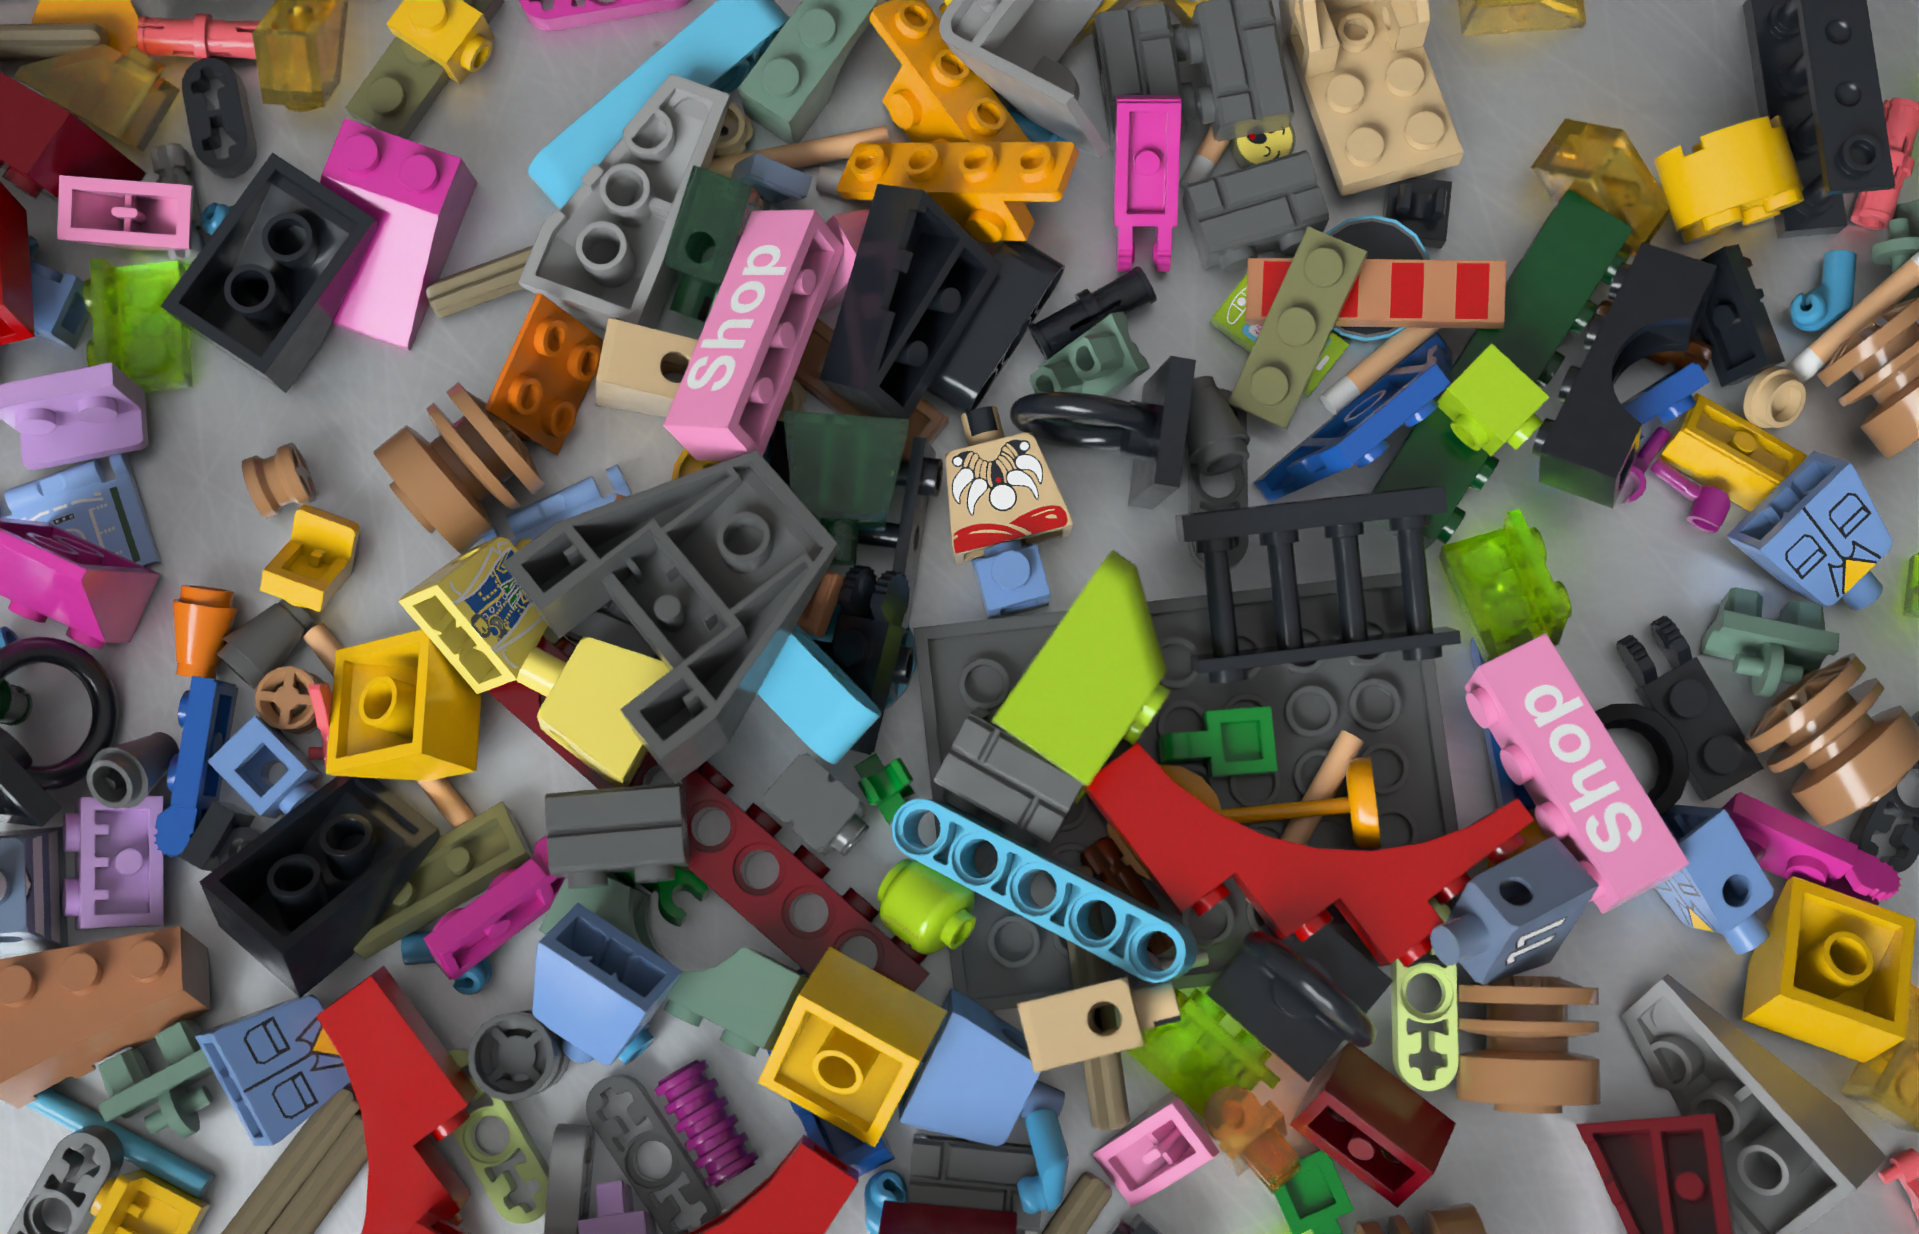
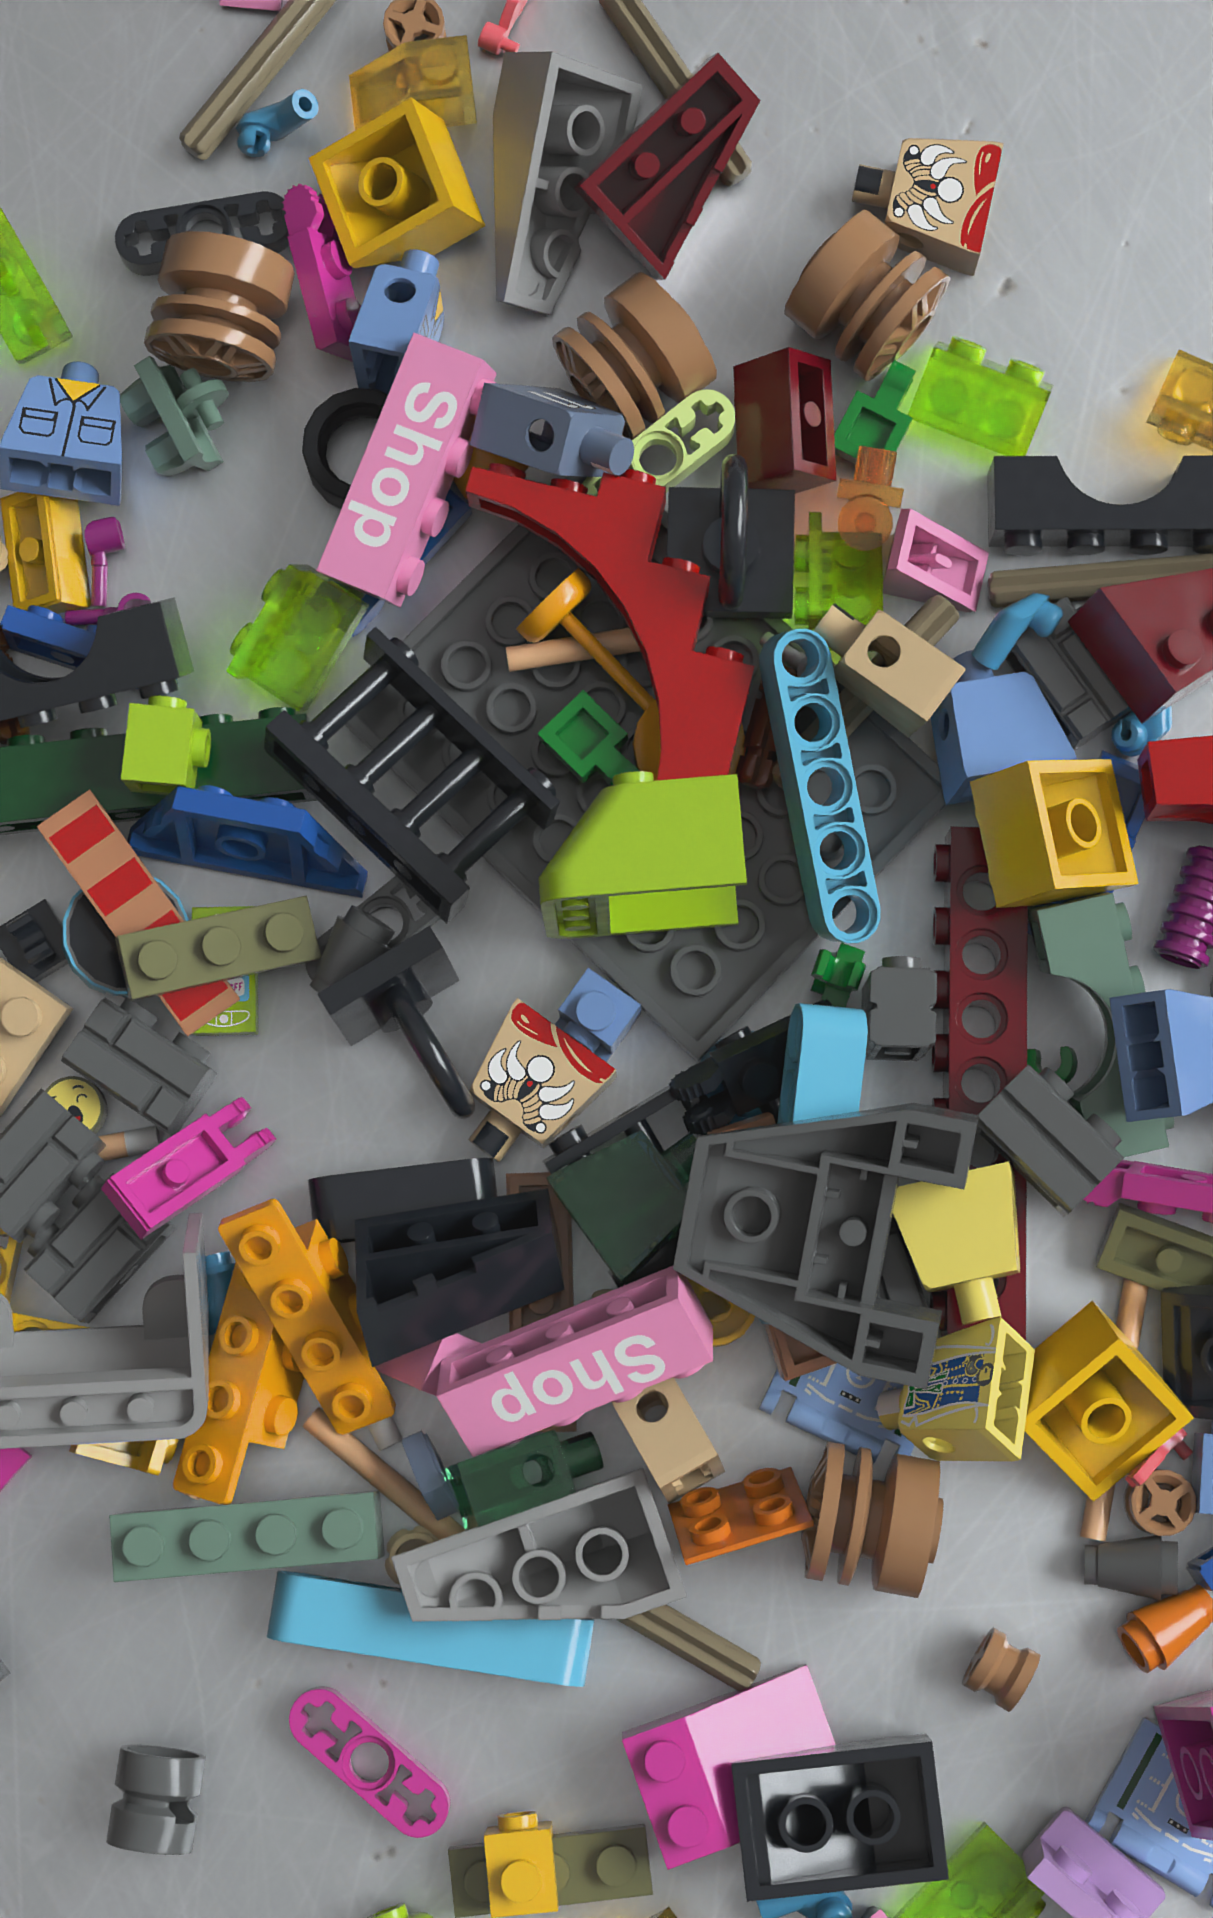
camera: 130 degrees left, 0 degrees up
(314, 560) = (1040, 1582): yellow bracket -> none
(925, 907) = (906, 868): lime head -> none
(1008, 780) = (771, 905): dark grey brick -> none
(1064, 326) = (327, 1128): black pin -> none
(1094, 363) = (379, 1088): sand green hips -> none
(1374, 367) = (201, 877): light nougat bar -> none
(1692, 704) = (275, 434): black hinge -> none

